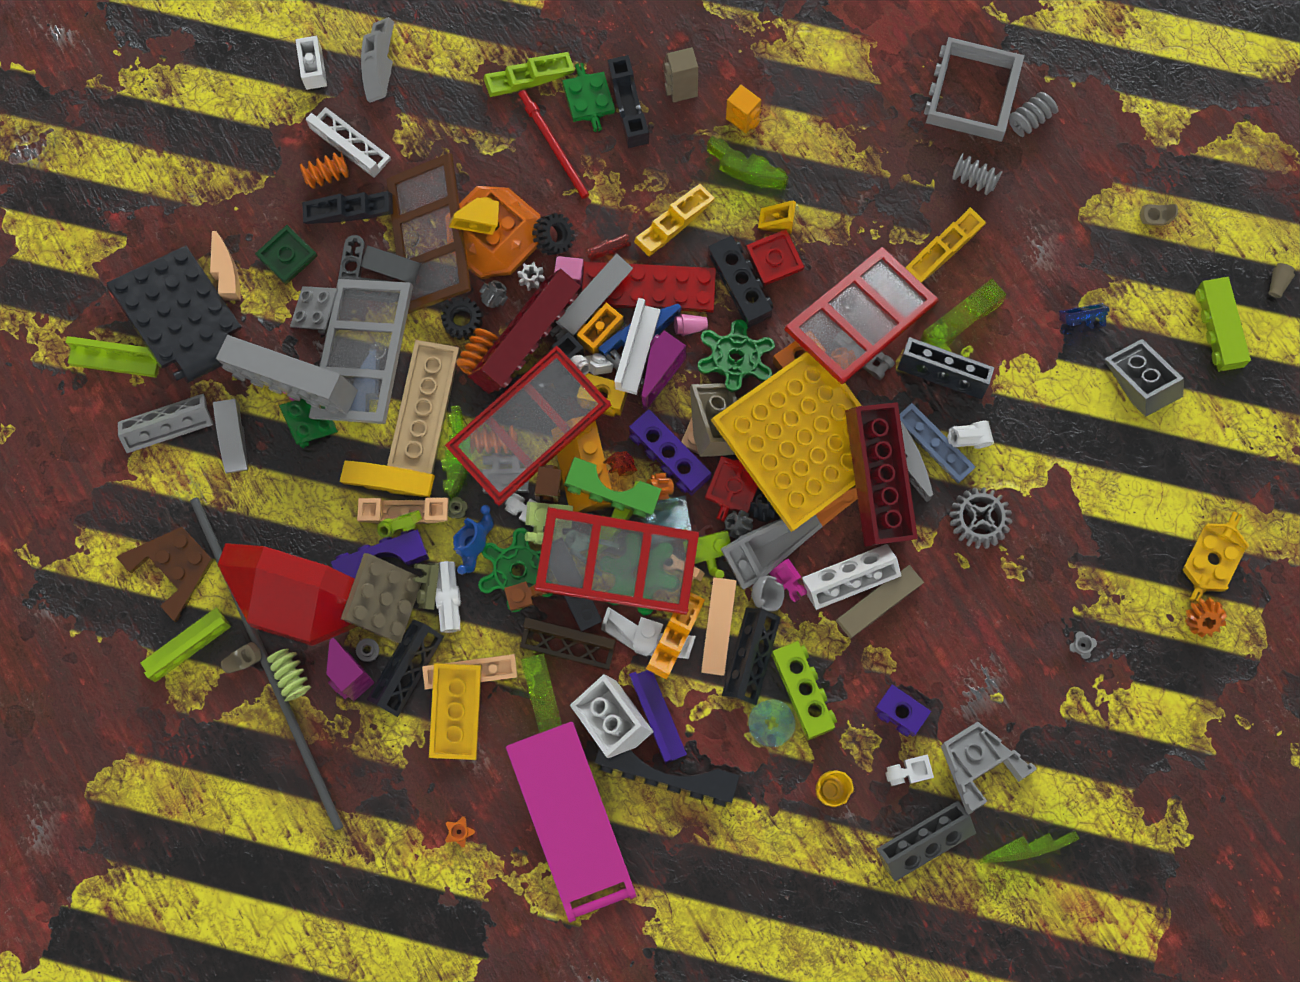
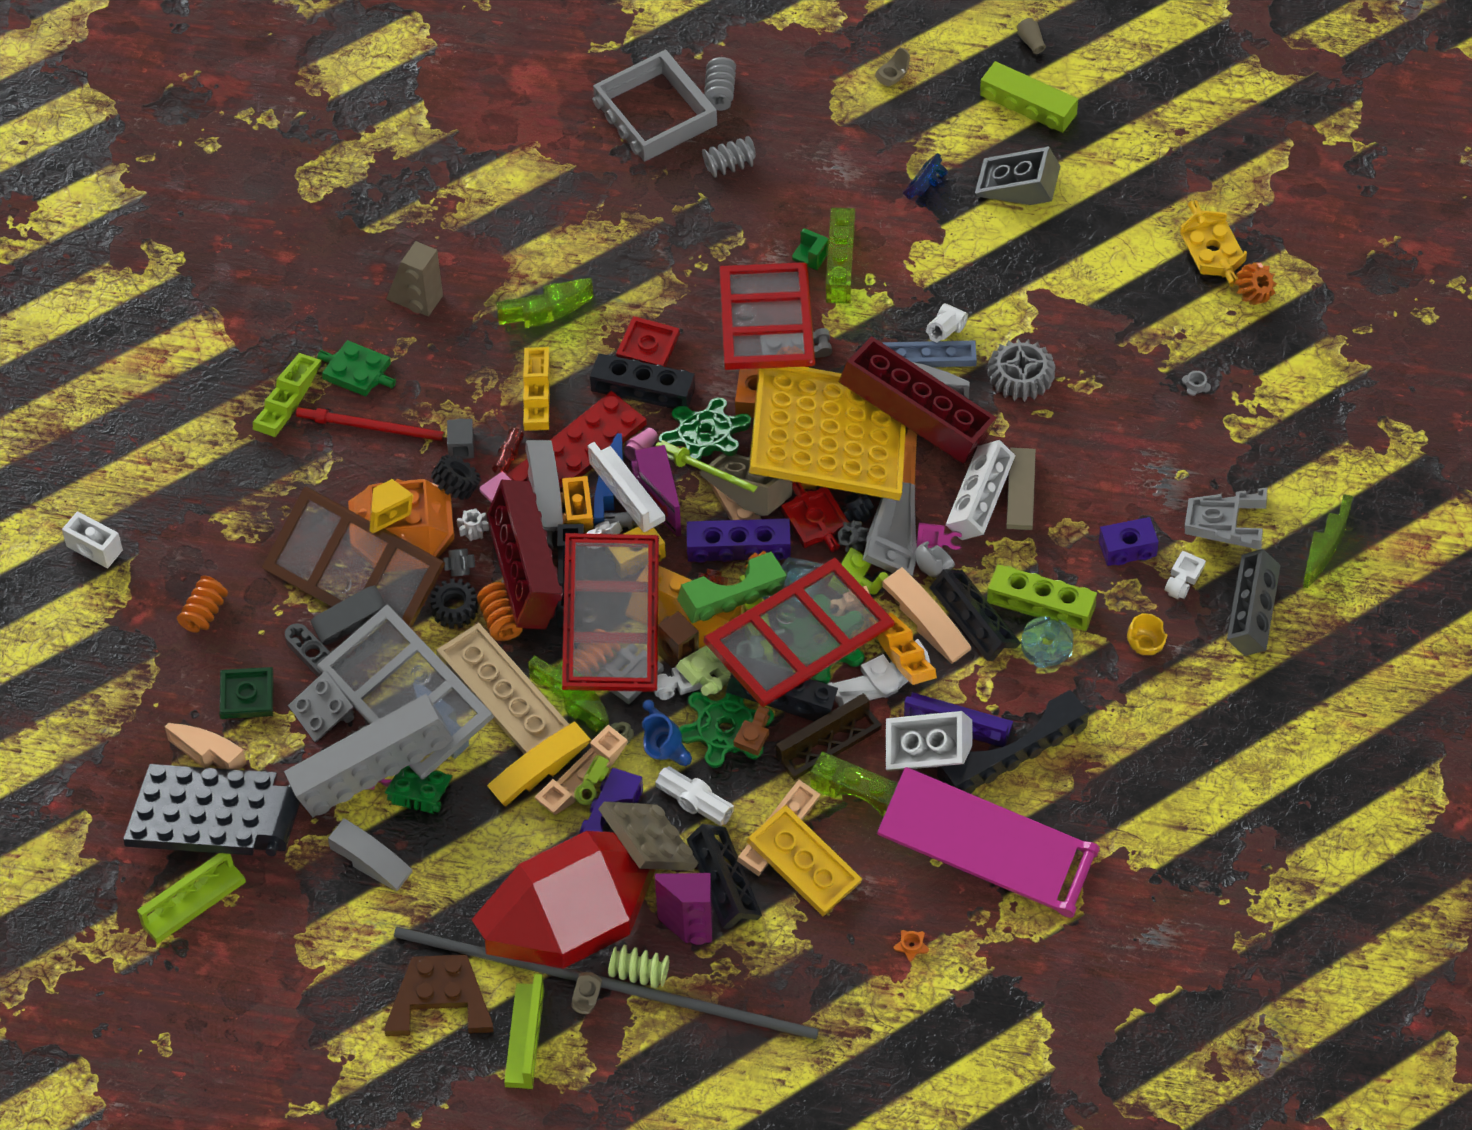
camera: 50 degrees left, 20 degrees down
(164, 423) = (301, 899): light grey fence -> none
(330, 135) = (187, 572): white fence -> none
(347, 208) = (254, 617): black slope -> none
(374, 60) = (147, 491): light grey slope -> none
(429, 579) = (671, 799): olive plate -> none
(590, 208) = (460, 438): none -> dark grey brick
(627, 101) = (372, 330): black arch -> none
(694, 361) = (682, 456): none -> lime piece
(743, 109) = (497, 264): light orange brick -> none
(777, 217) = (616, 313): yellow slope -> none
(945, 245) = (765, 222): yellow slope -> none
(945, 368) = (871, 297): black brick -> none
(950, 293) = (812, 249): none -> green panel

